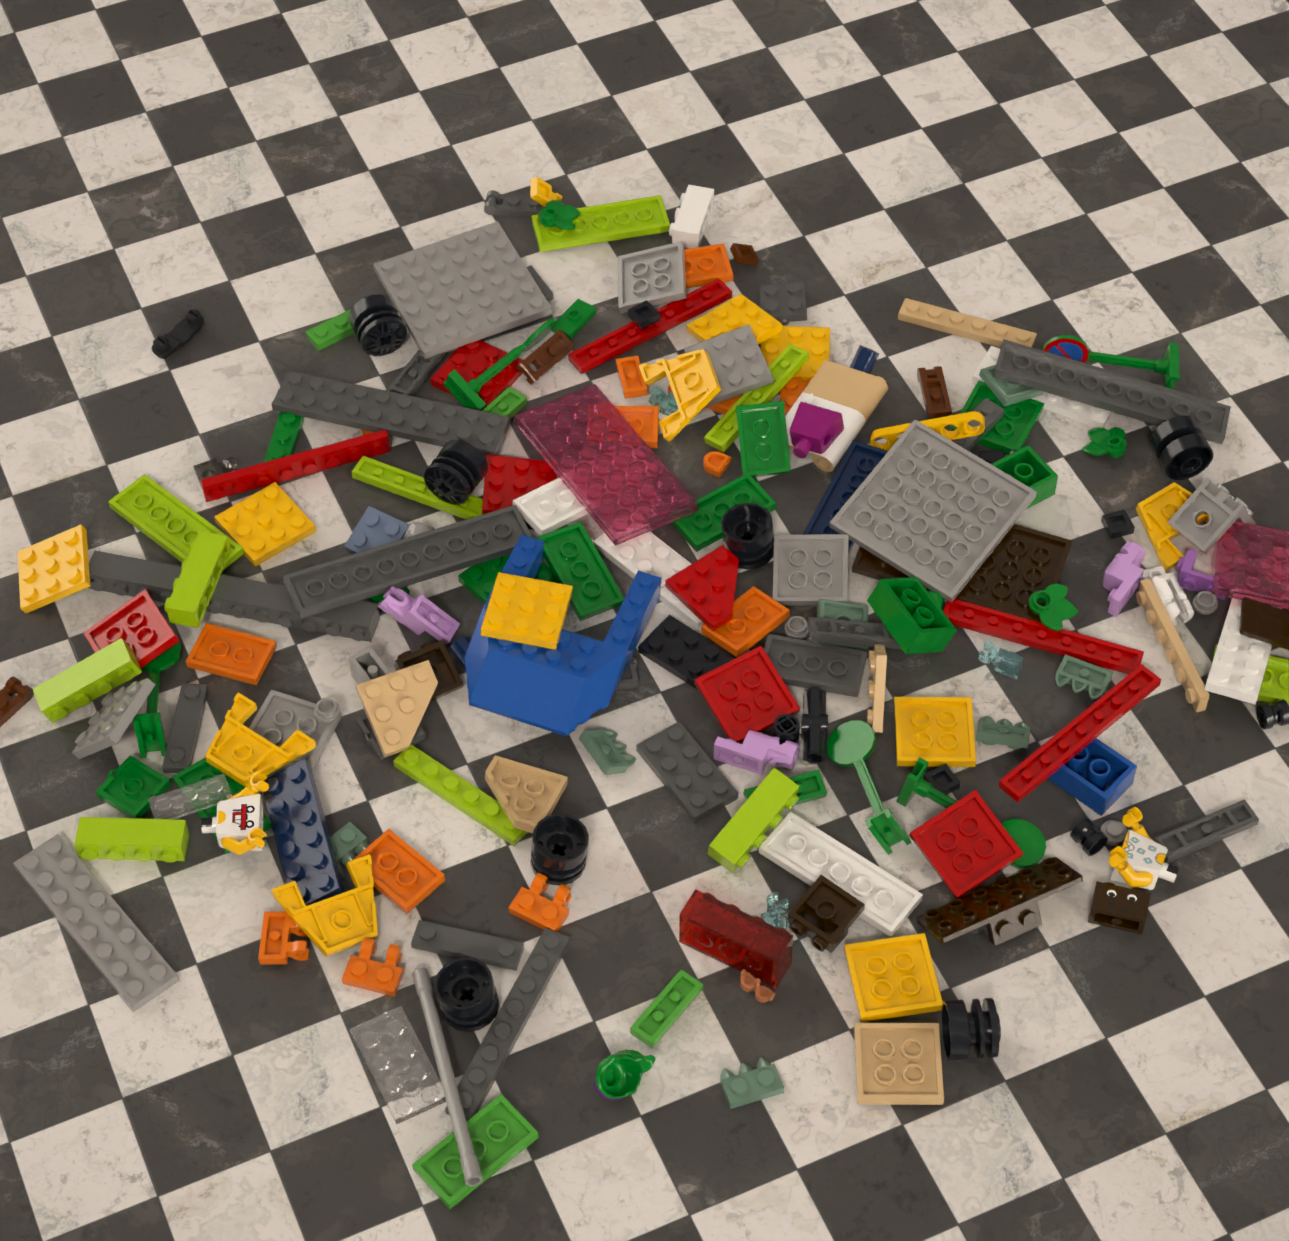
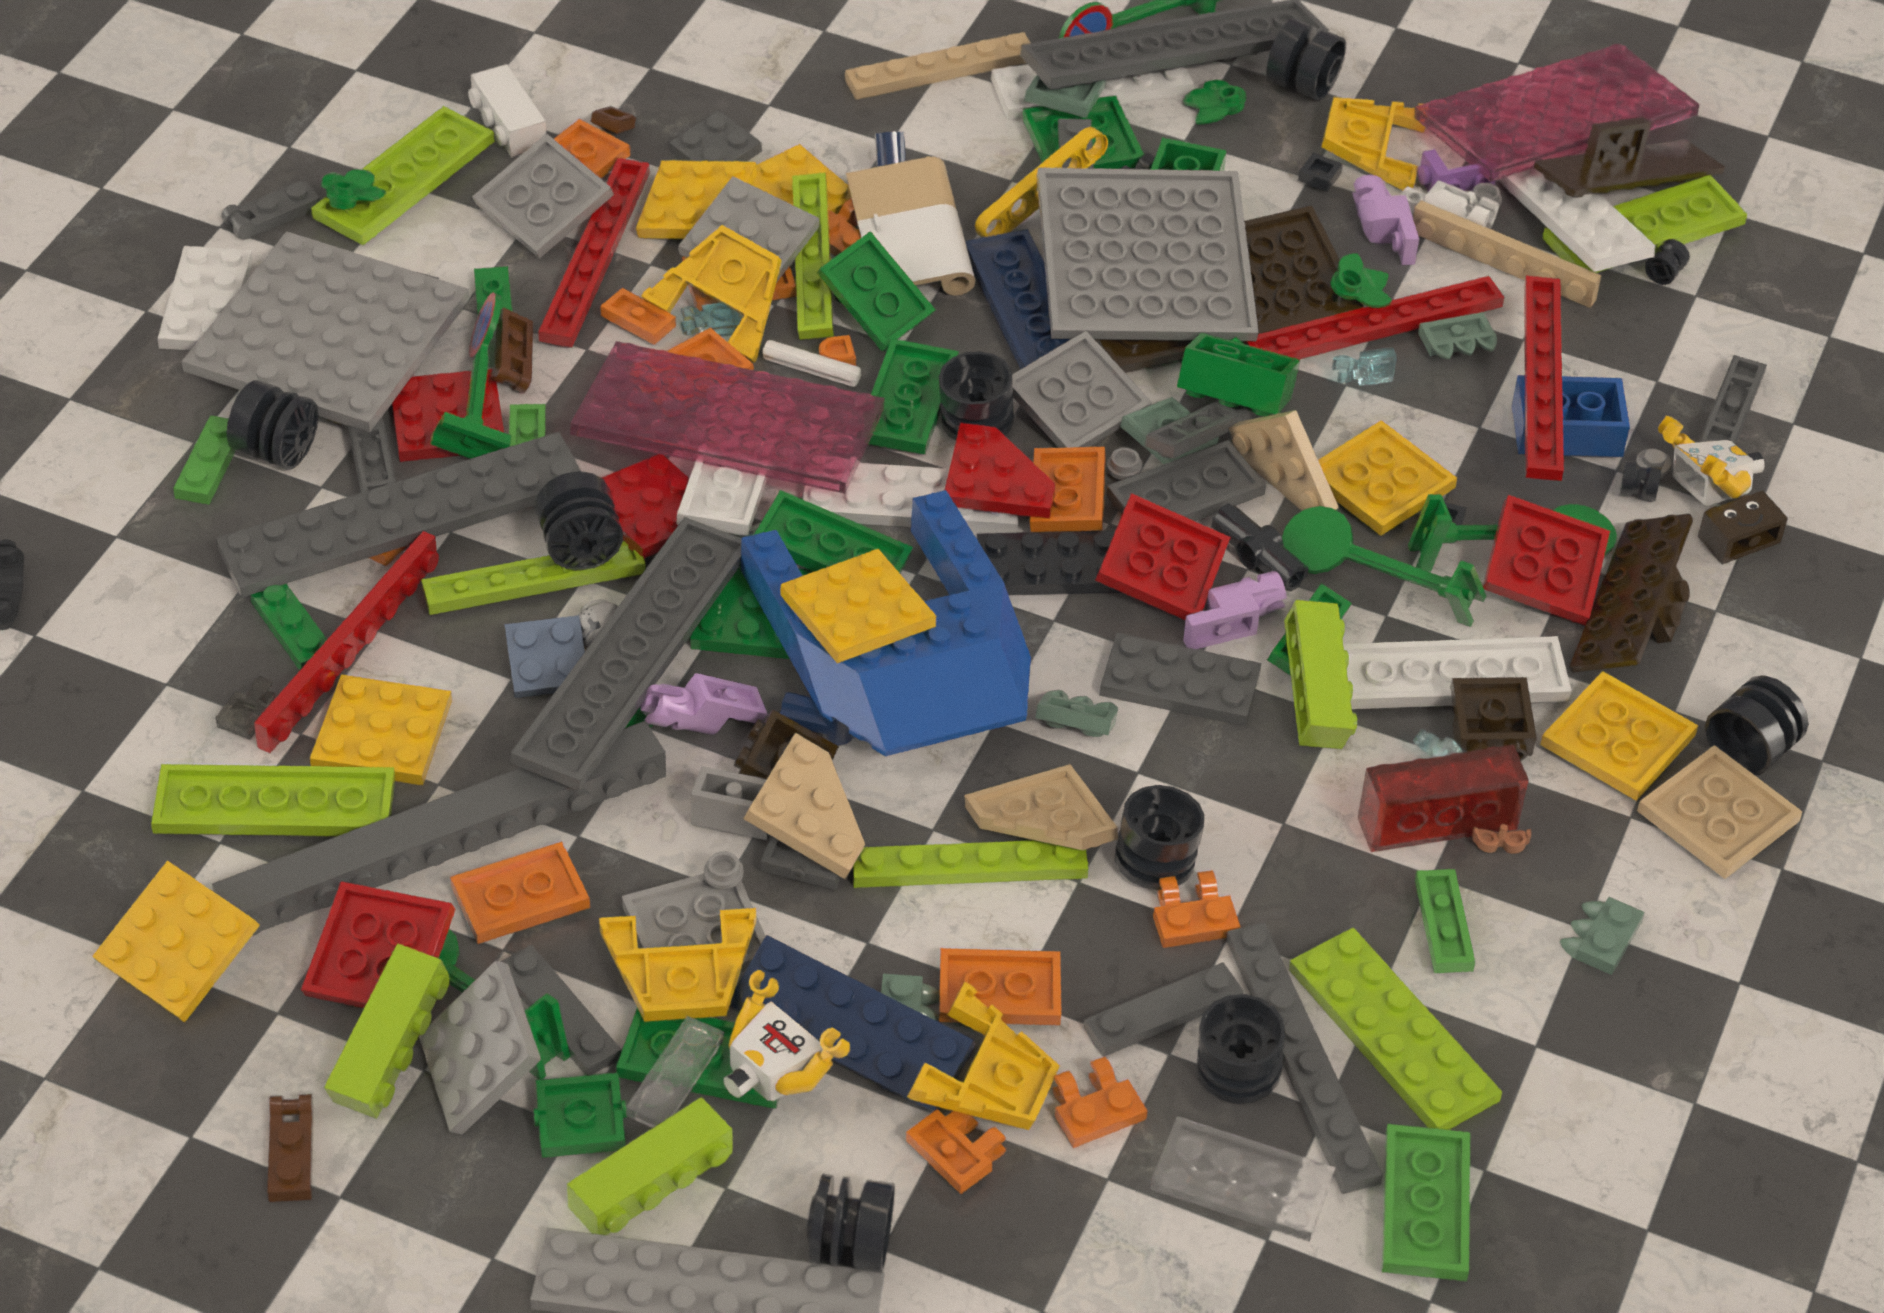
camera: 45 degrees left, 5 degrees down
(179, 937) = (851, 1223): none -> black wheel
(197, 579) = (401, 826): lime brick -> none
(439, 225) = (200, 292): none -> white plate
(469, 1160) = (1448, 1205): light grey piece -> none
(542, 191) = (301, 173): yellow plate -> none
(571, 1049) = (1395, 1031): none -> lime plate
(621, 1073) = (1482, 1011): green hair -> none
(643, 314) = (585, 238): black plate -> none
(694, 460) = (811, 363): none -> white axle
(787, 728) = (1239, 563): black wheel -> none
(814, 429) = (924, 246): magenta torso -> none
(934, 392) = (988, 148): reddish brown plate -> none
(1003, 733) = (1443, 438): sand green plate -> none
(1222, 512) = (1414, 88): light grey bracket -> none

